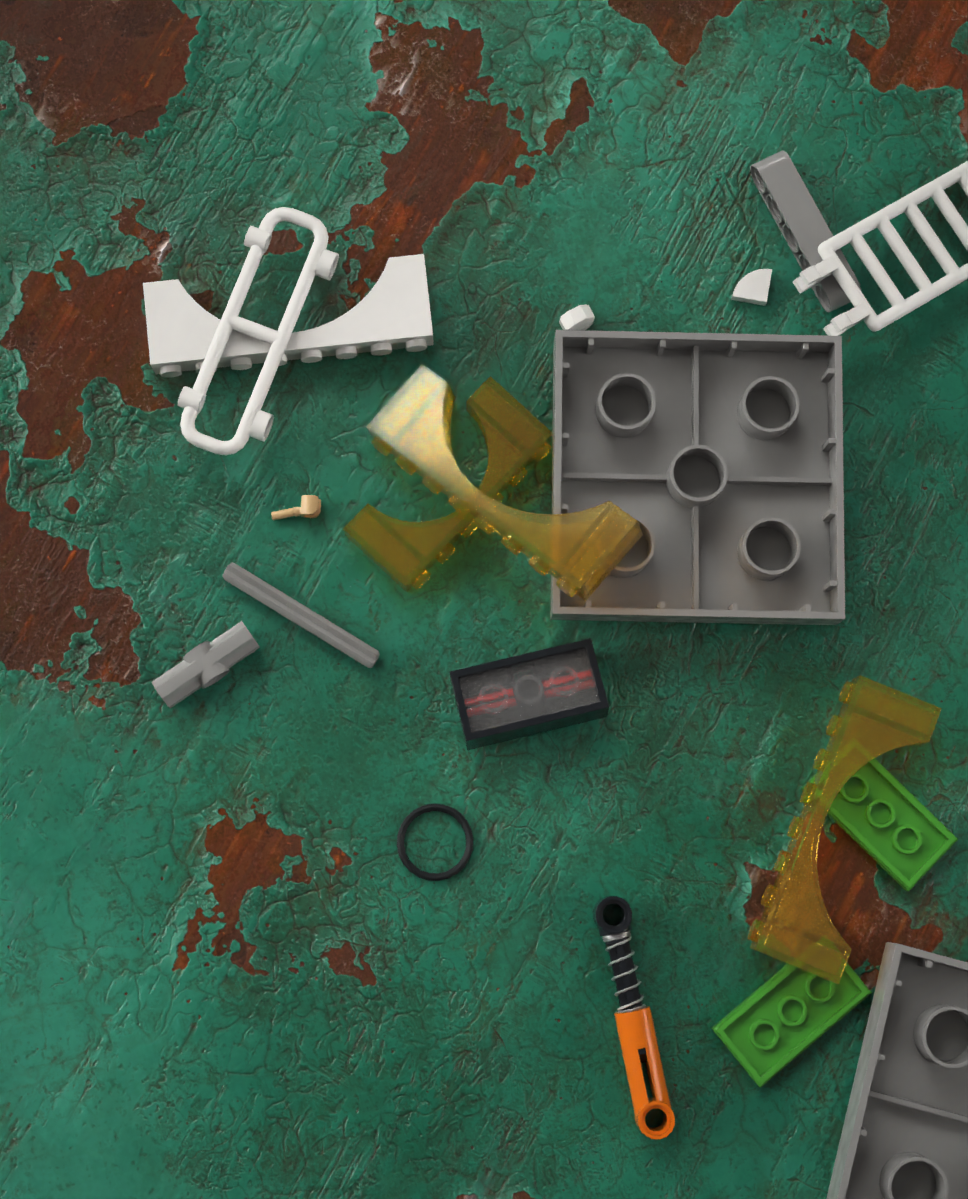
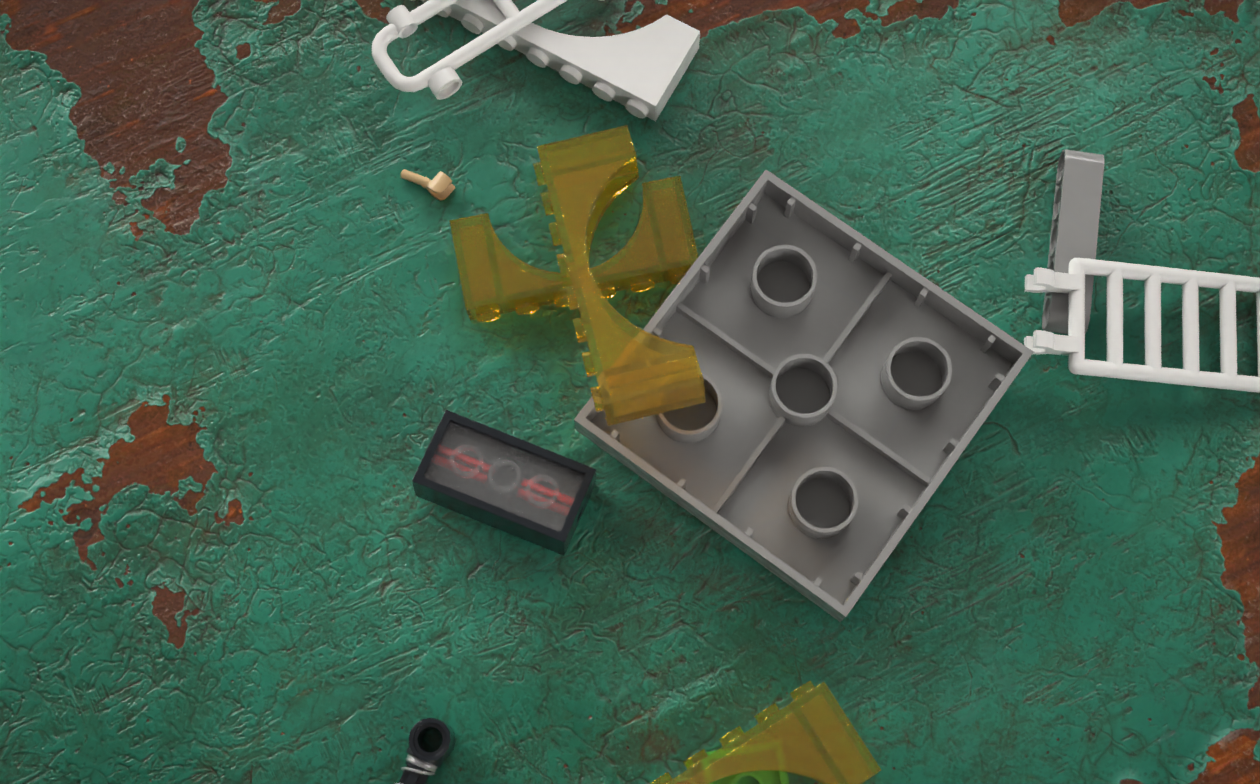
camera: 45 degrees right, 5 degrees down
(205, 664) = (246, 259): light grey piece -> none
(301, 615) = (361, 275): light grey axle -> none
(435, 876) = (288, 558): black tyre -> none
(577, 318) = (801, 179): white tile -> none
(753, 287) = (987, 261): white tile -> none

